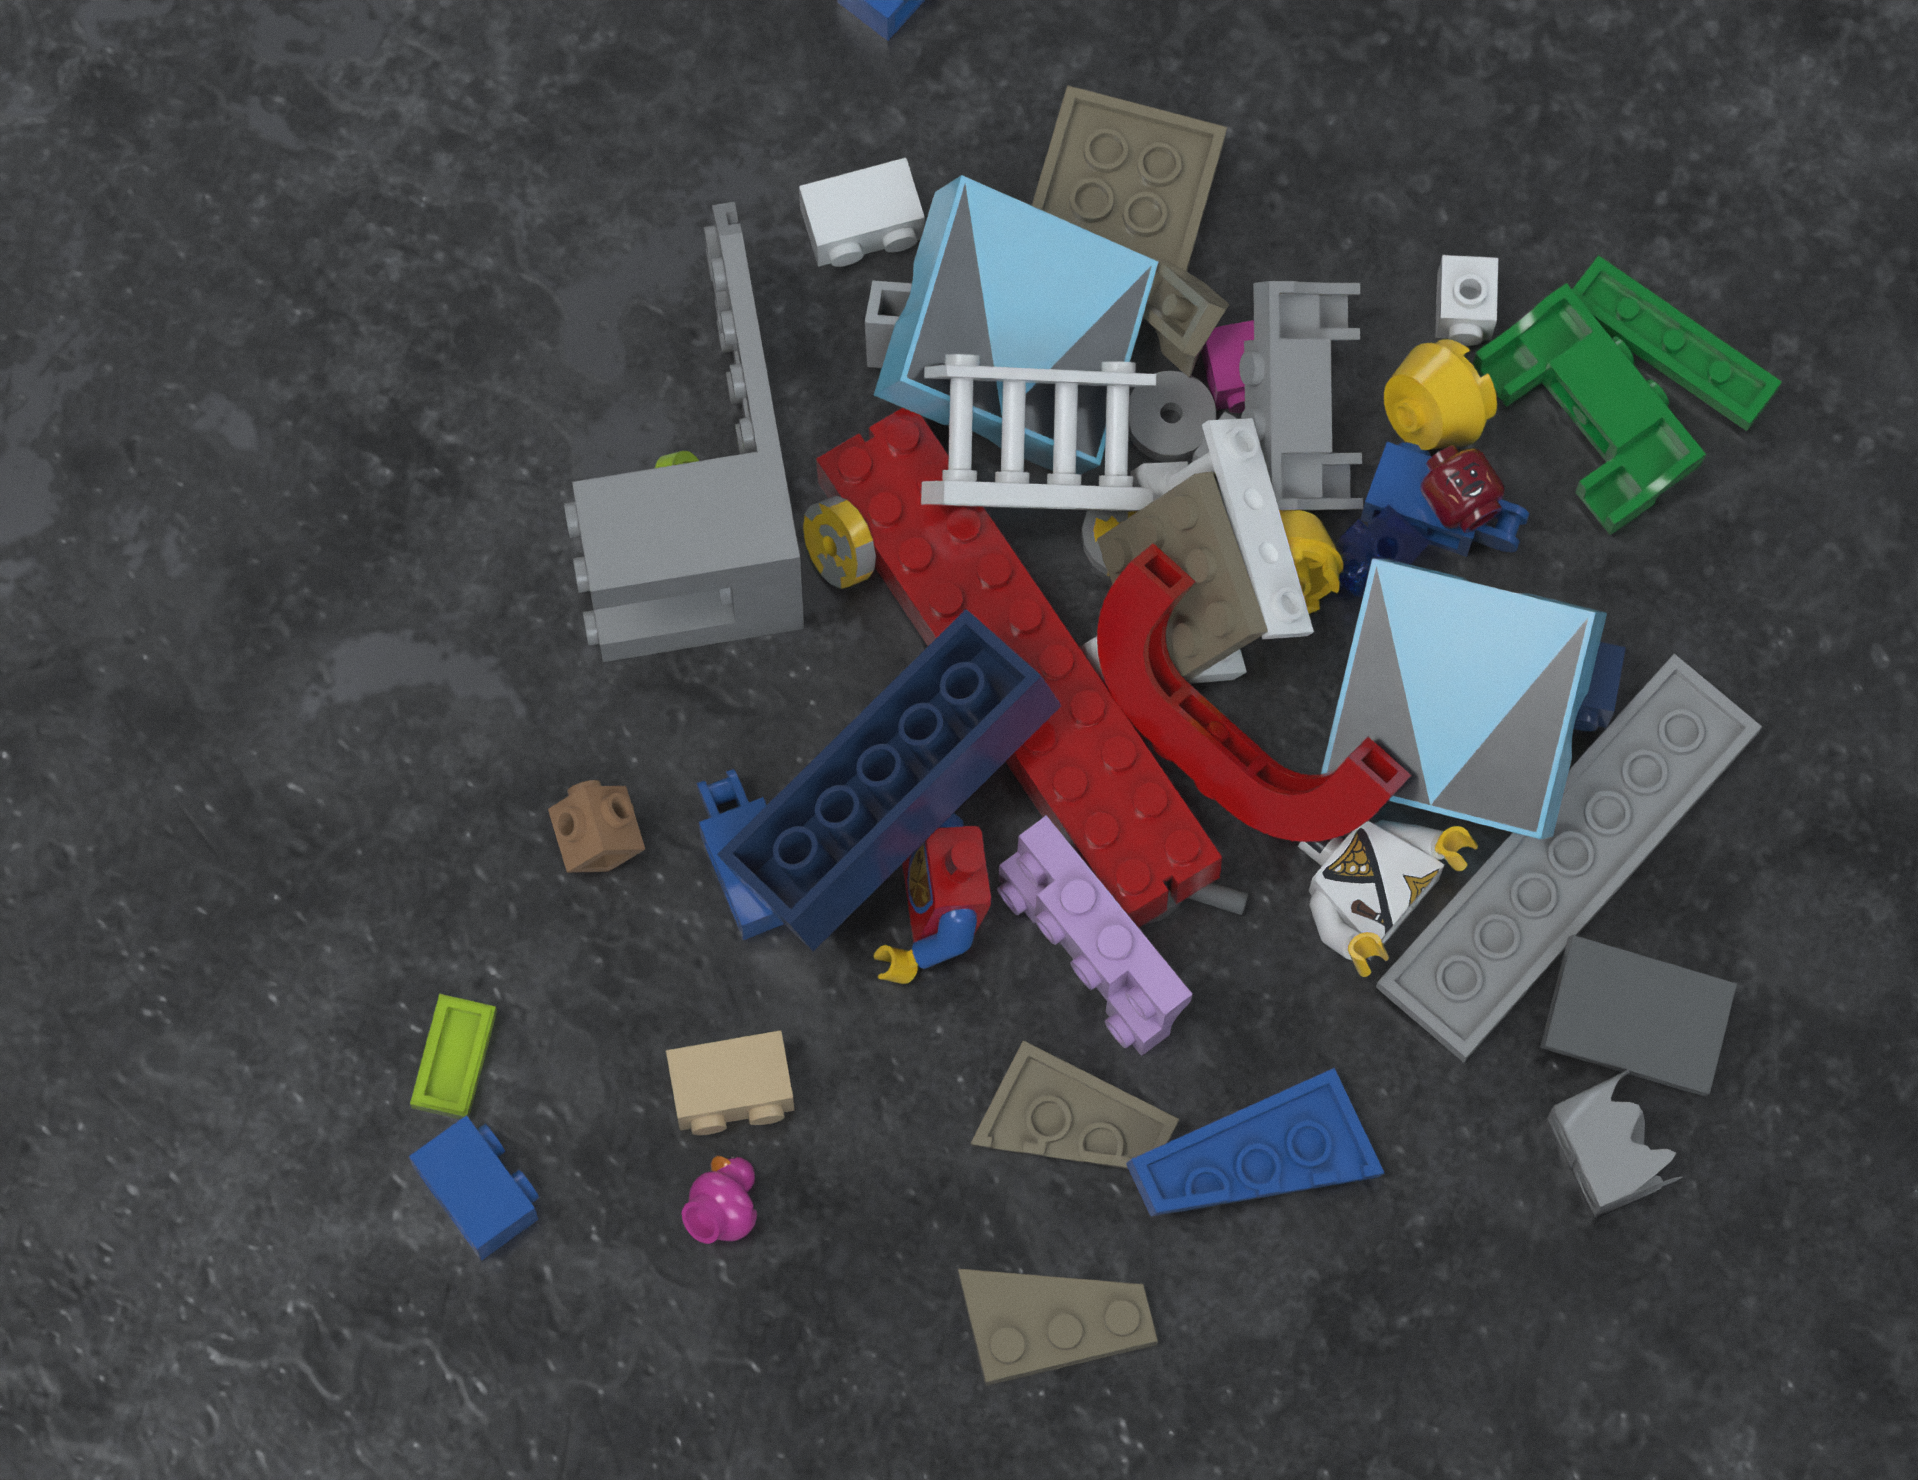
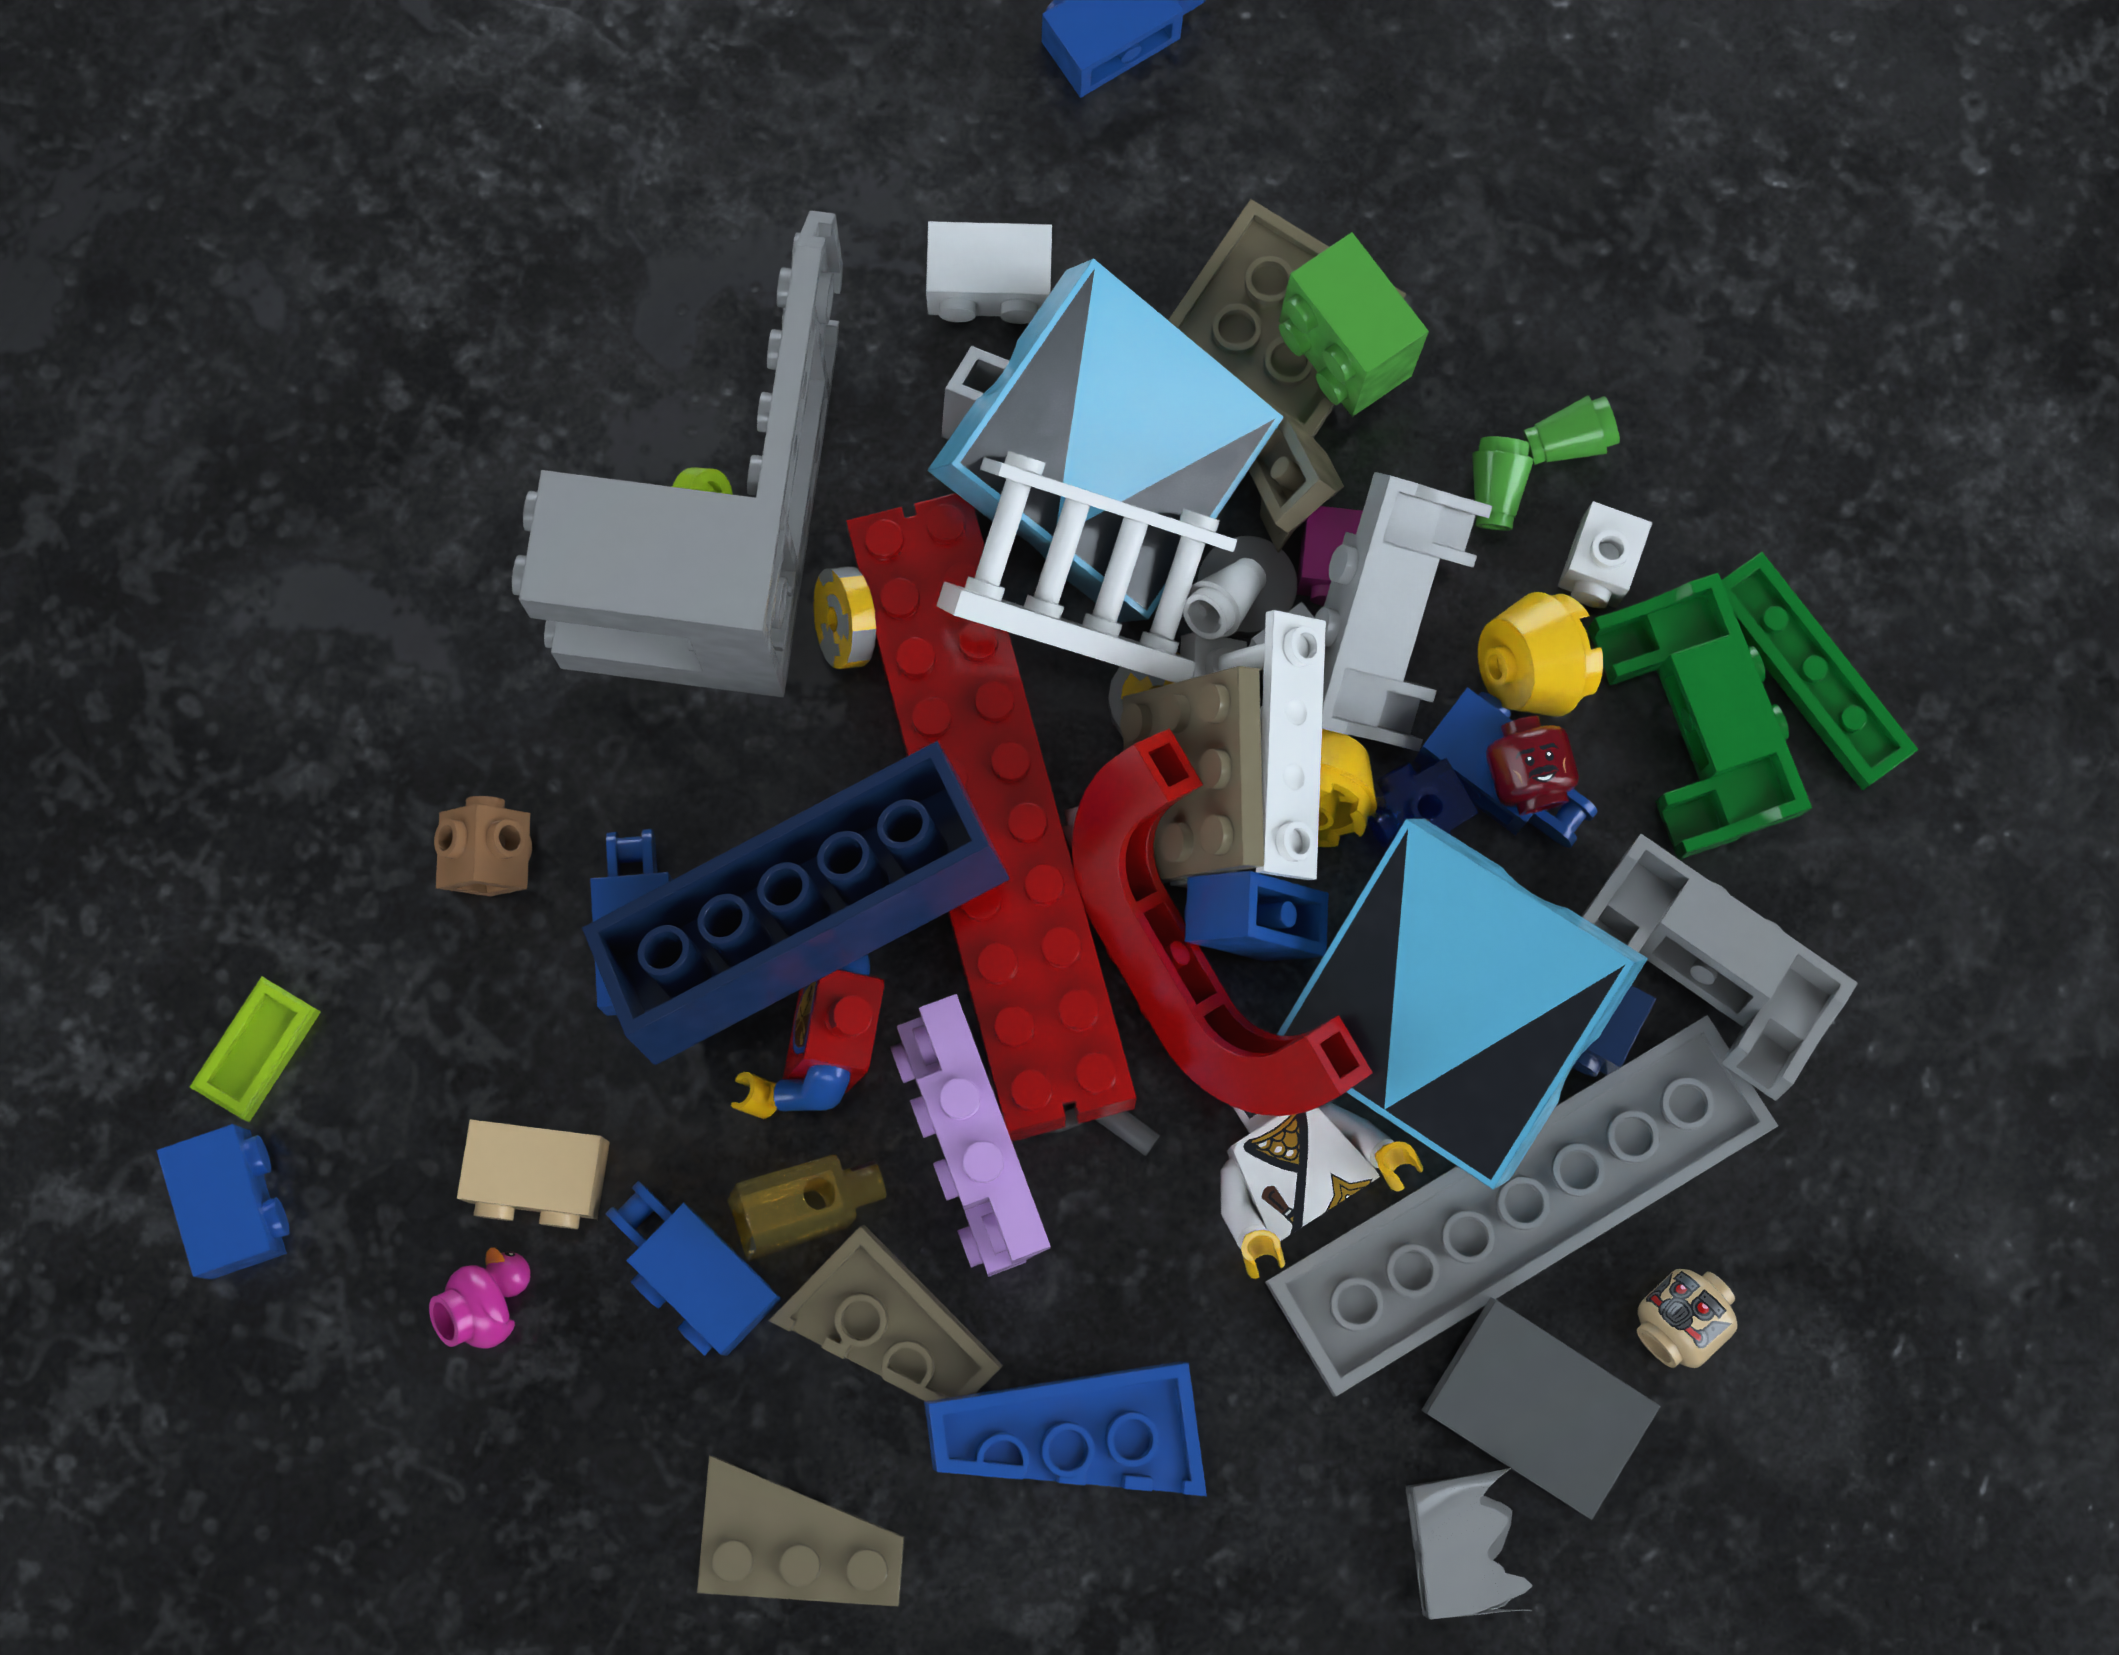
camera: 15 degrees right, 5 degrees up
(894, 1122) = (693, 1273): none -> blue brick
(964, 1038) = (773, 1210): none -> clear yellow torso
(1158, 429) = (1223, 599): none -> white cone
(1192, 168) = (1351, 325): none -> bright green brick
(1272, 683) = (1256, 916): none -> blue brick
(1357, 259) = (1500, 479): none -> bright green cone
(1407, 202) = (1574, 432): none -> bright green cone
(1674, 601) = (1727, 958): none -> light grey bracket
(1735, 905) = (1687, 1318): none -> head

